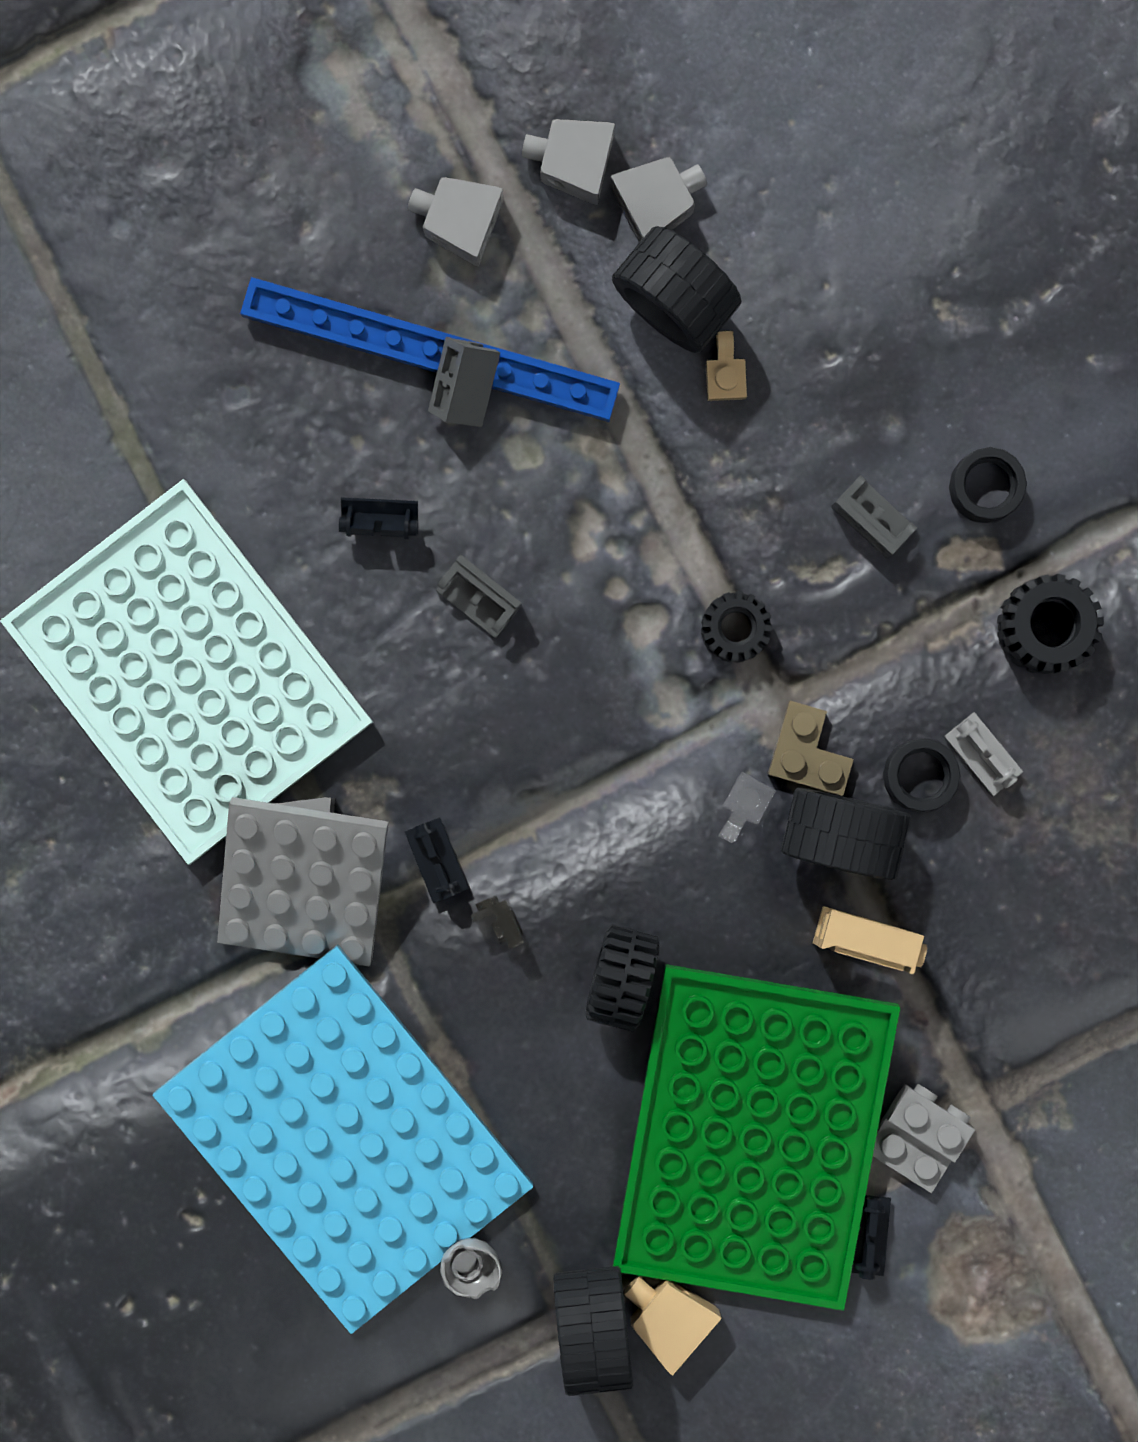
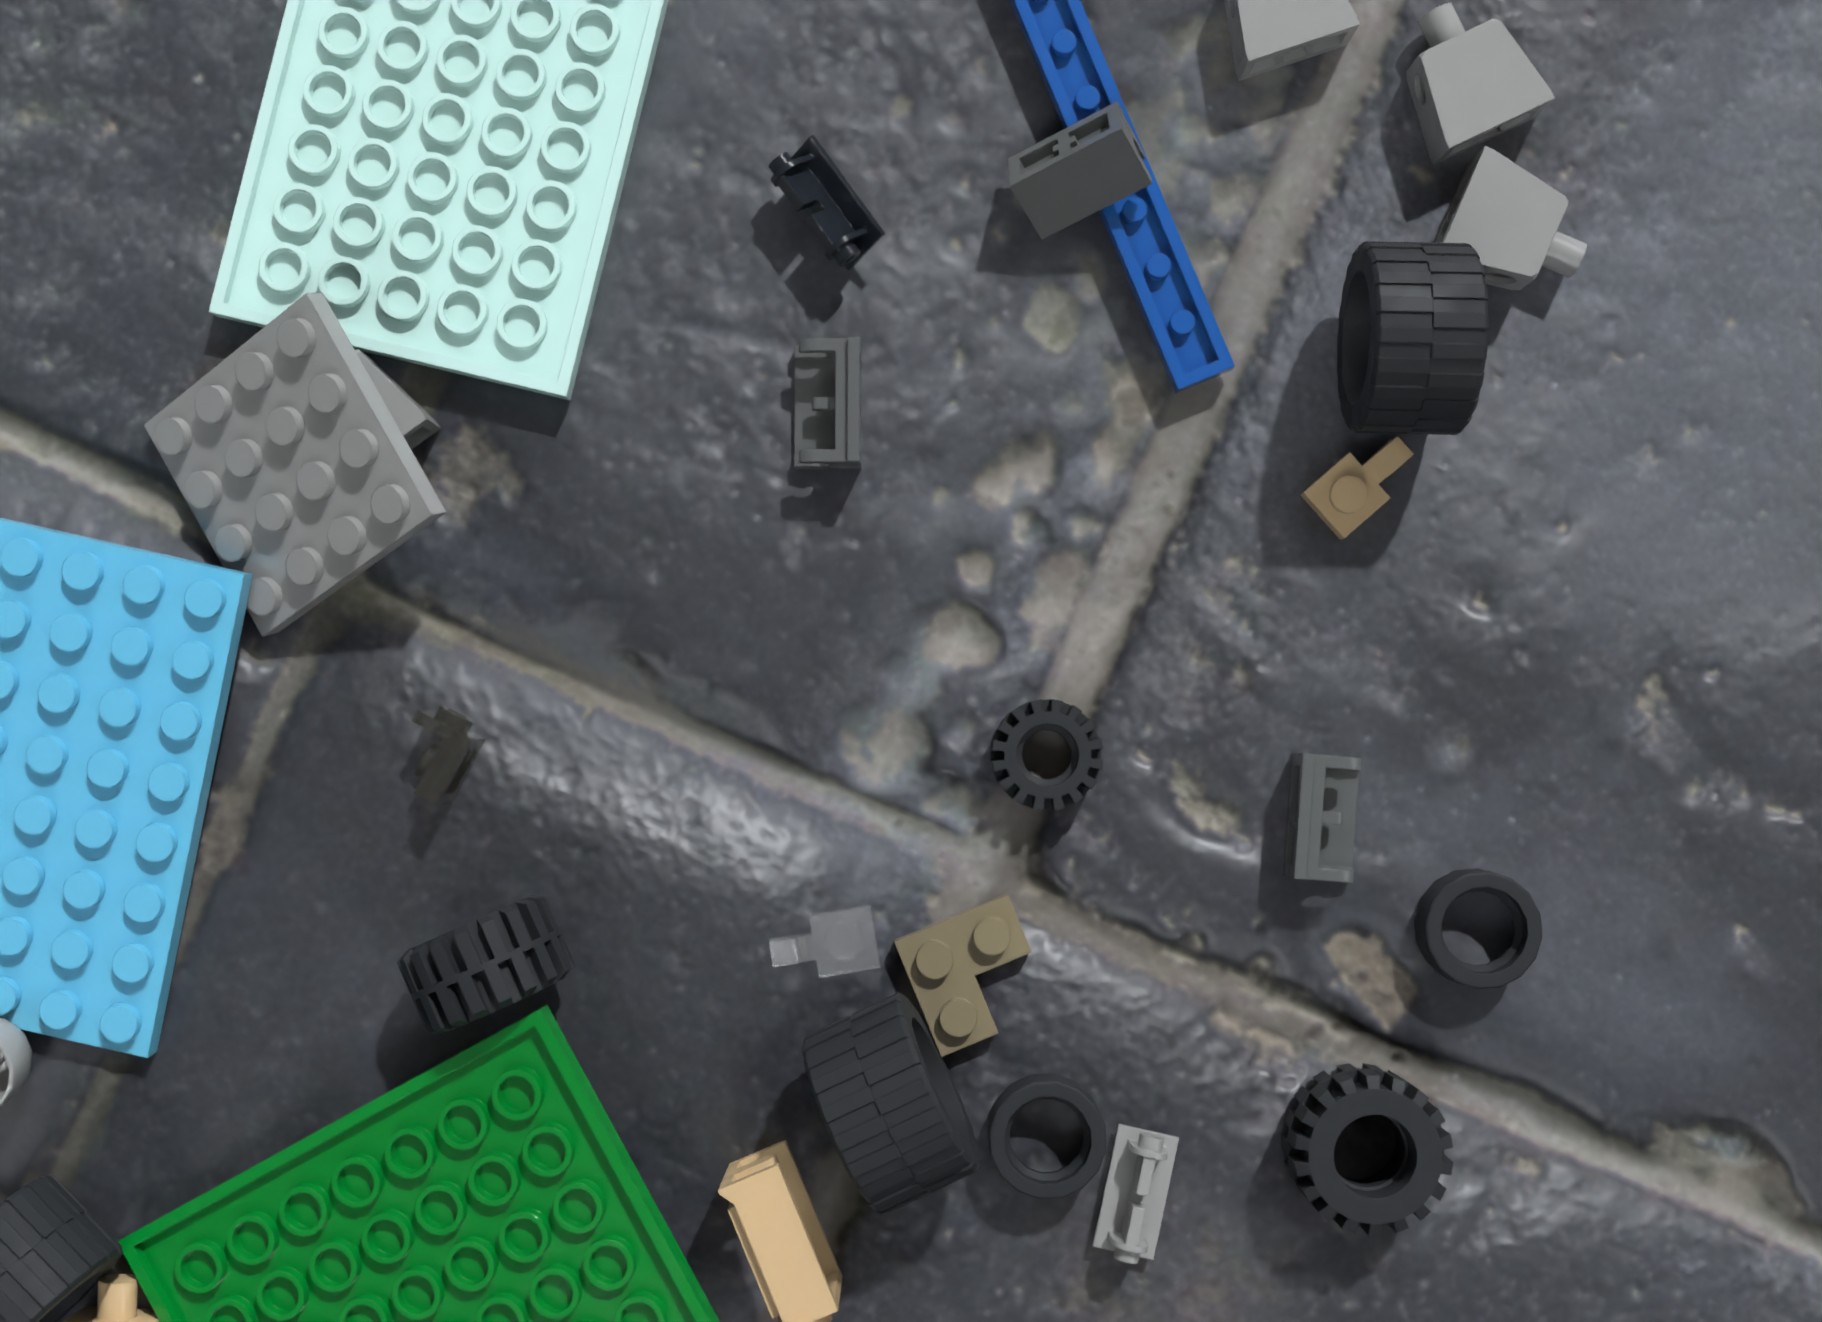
camera: 50 degrees right, 0 degrees up
(436, 860) = (460, 614): black hinge -> none

